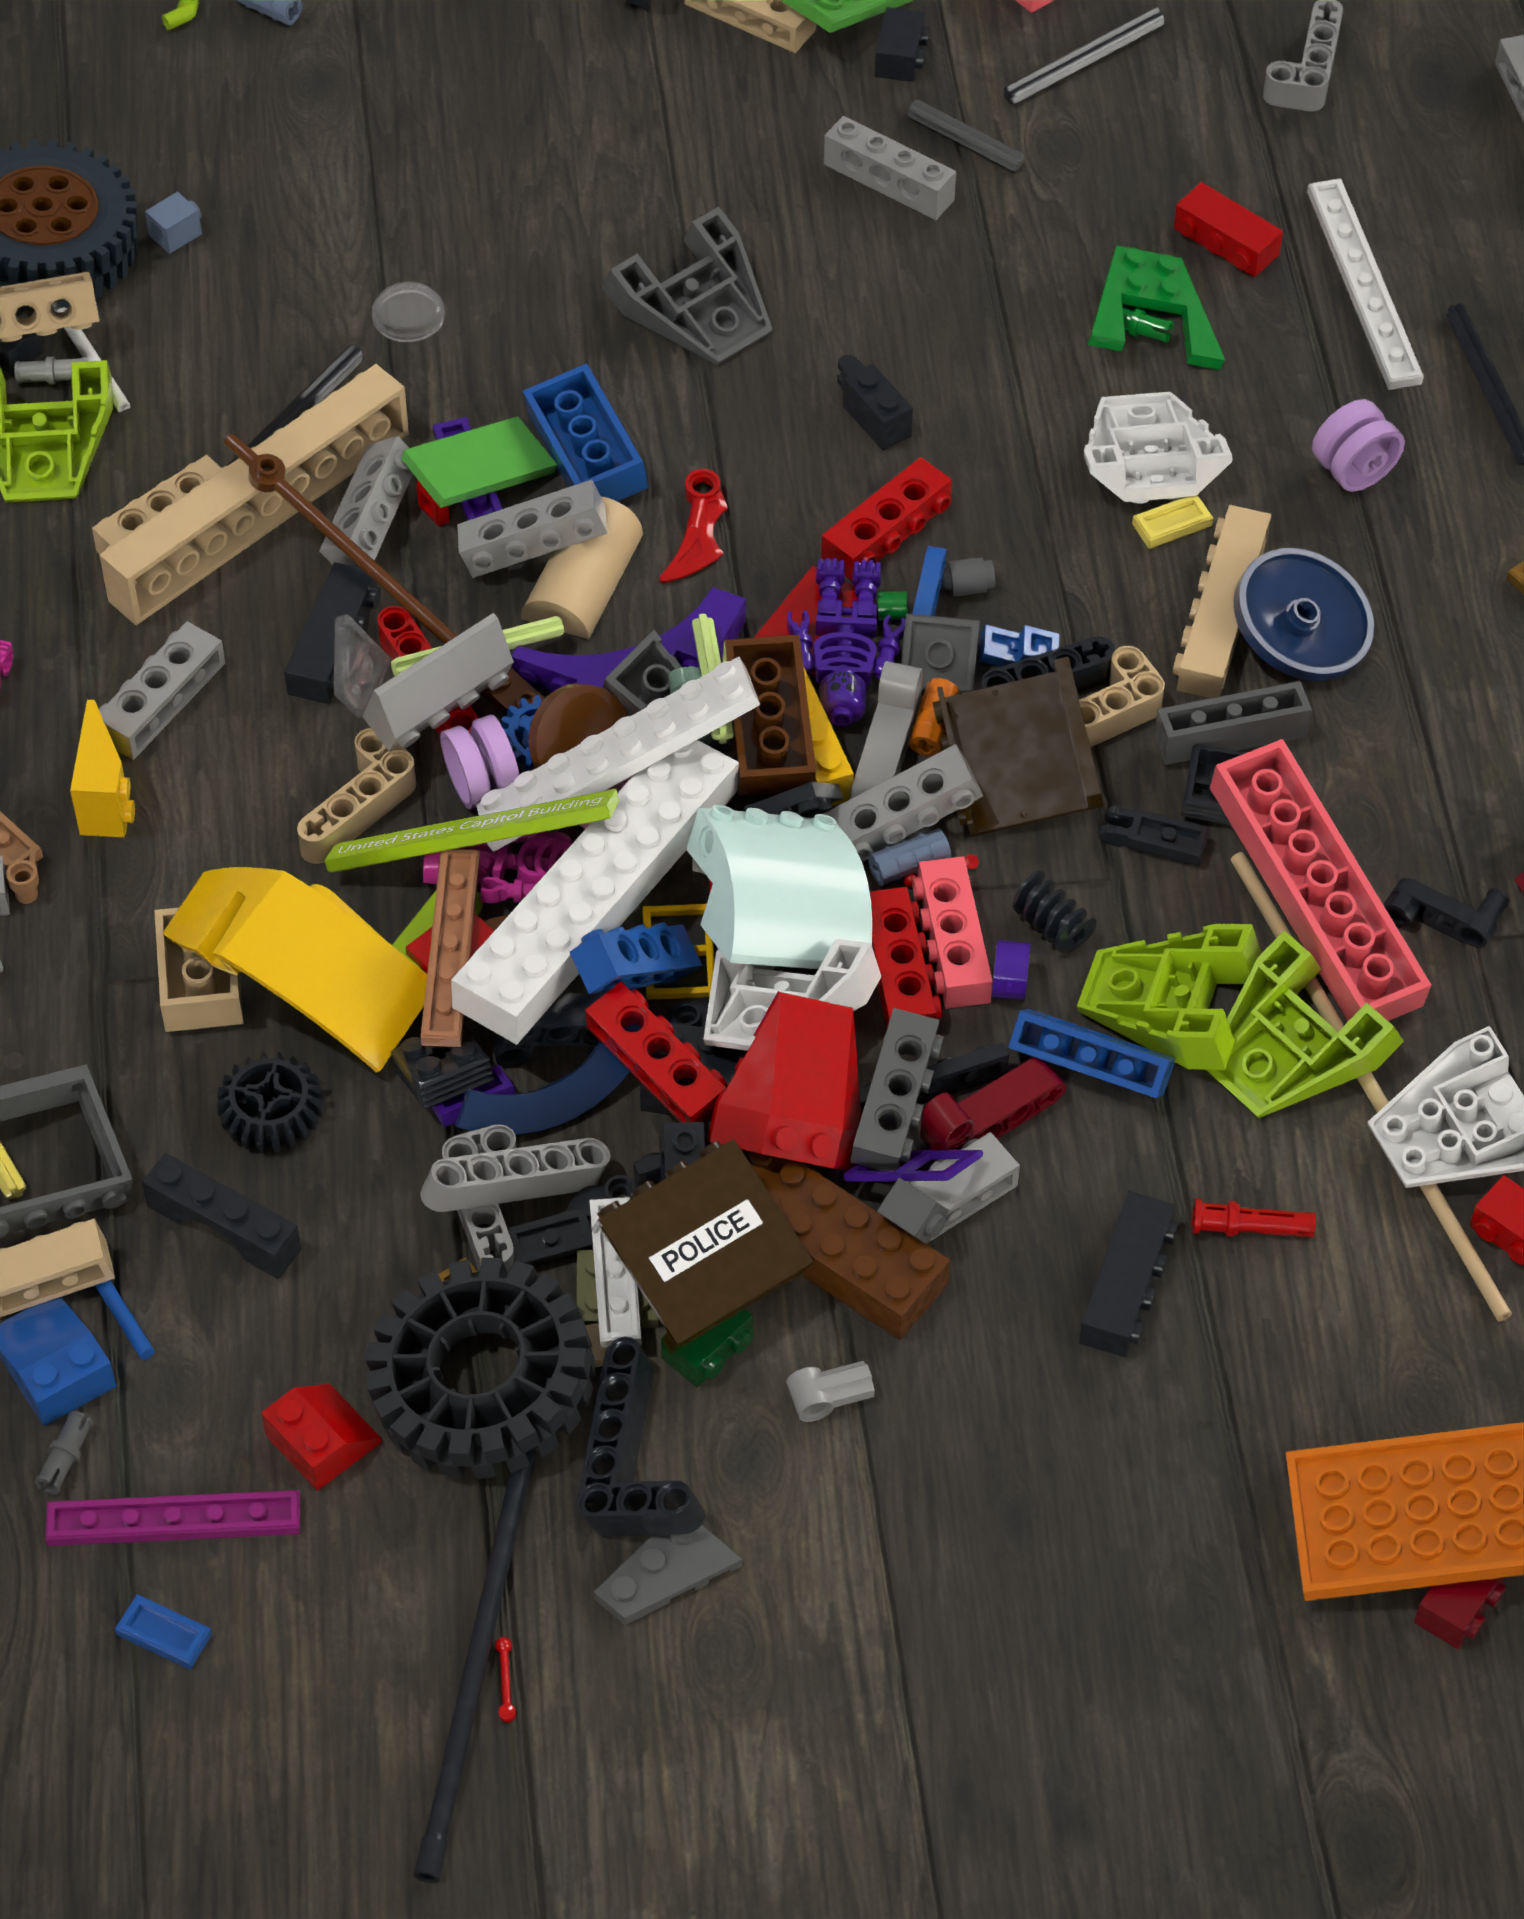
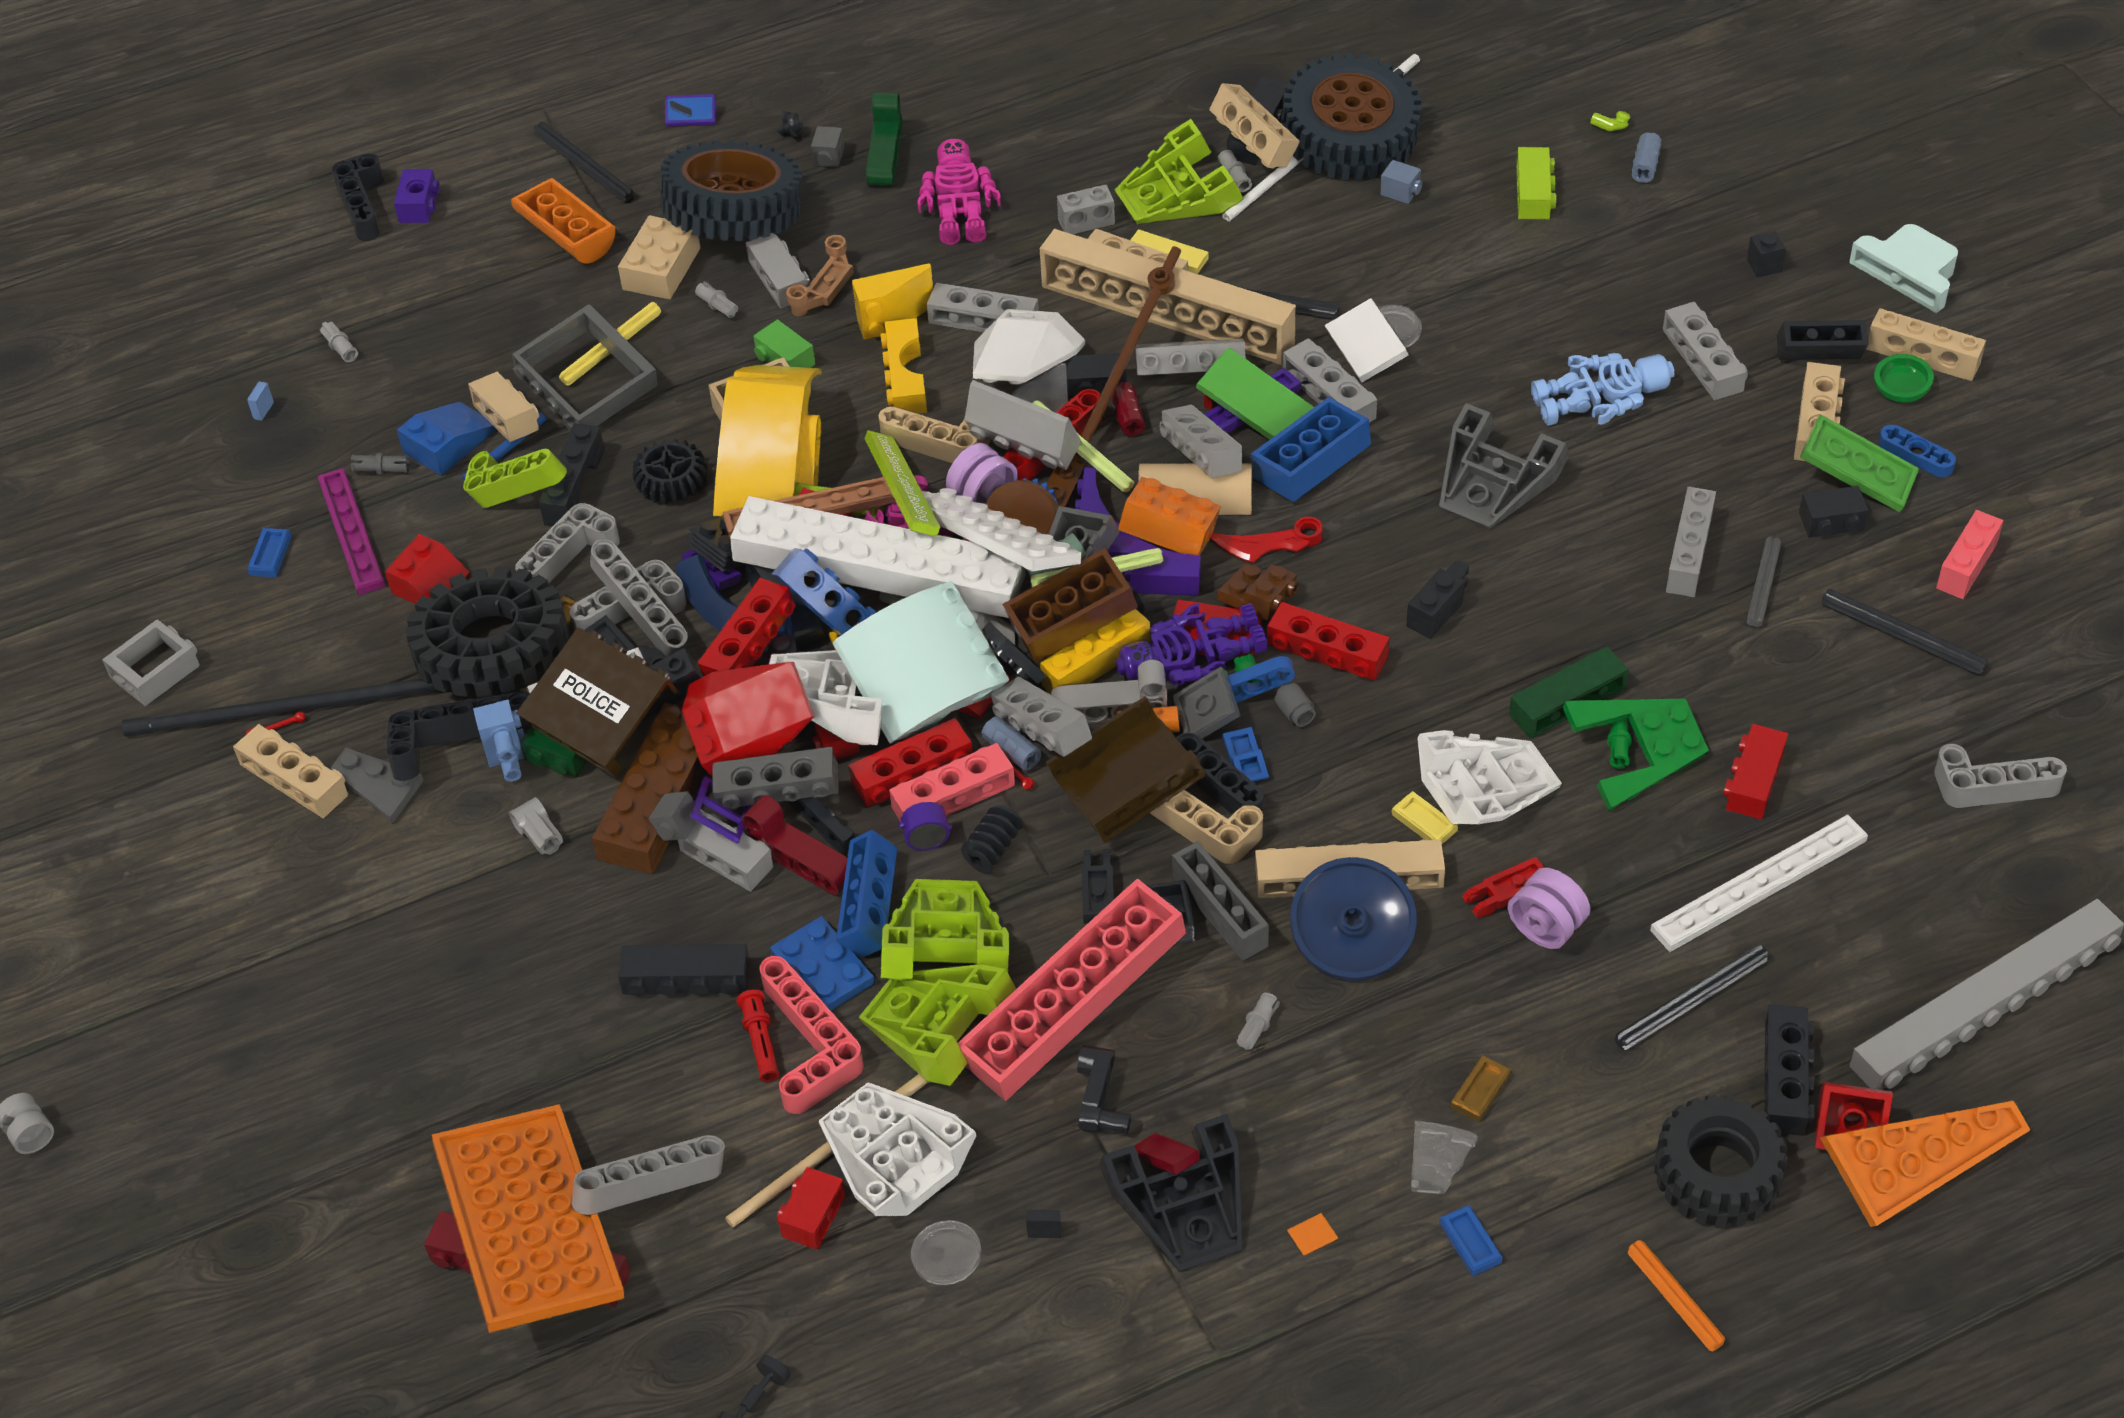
camera: 75 degrees right, 5 degrees down
(38, 533) = (1086, 209): none -> light grey brick
(110, 921) = (779, 342): none -> bright green brick
(150, 475) = (1195, 257): none -> light yellow tile
(207, 1269) = (496, 483): none -> lime beam
(250, 107) = (1535, 183): none -> lime brick
(259, 808) = (903, 346): none -> yellow arch
(270, 662) = (1023, 346): none -> white wedge
(337, 1853) = (164, 675): none -> light grey window
(354, 1260) = (575, 530): none -> light grey beam
(427, 337) = (1366, 340): none -> white tile
(432, 593) = (1128, 409): none -> dark red axle
(477, 392) = (1326, 378): none -> light grey brick
(607, 59) = (1705, 351): none -> light grey brick
(618, 161) = (1624, 391): none -> light blue piece
(637, 1663) = (291, 770): none -> tan brick
(641, 595) = (1169, 517): none -> orange brick
(682, 1386) = (500, 737): none -> medium blue brick
(779, 555) = (1260, 588): none -> reddish brown plate
(1054, 340) = (1591, 678): none -> dark green brick
(1164, 1135) = (824, 963): none -> blue plate
(1271, 1162) = (831, 1052): none -> coral beam
(1297, 477) = (1500, 887): none -> red hinge
(1398, 745) = (1258, 1020): none -> light grey axle
(1444, 1365) = (647, 1174): none -> light grey beam

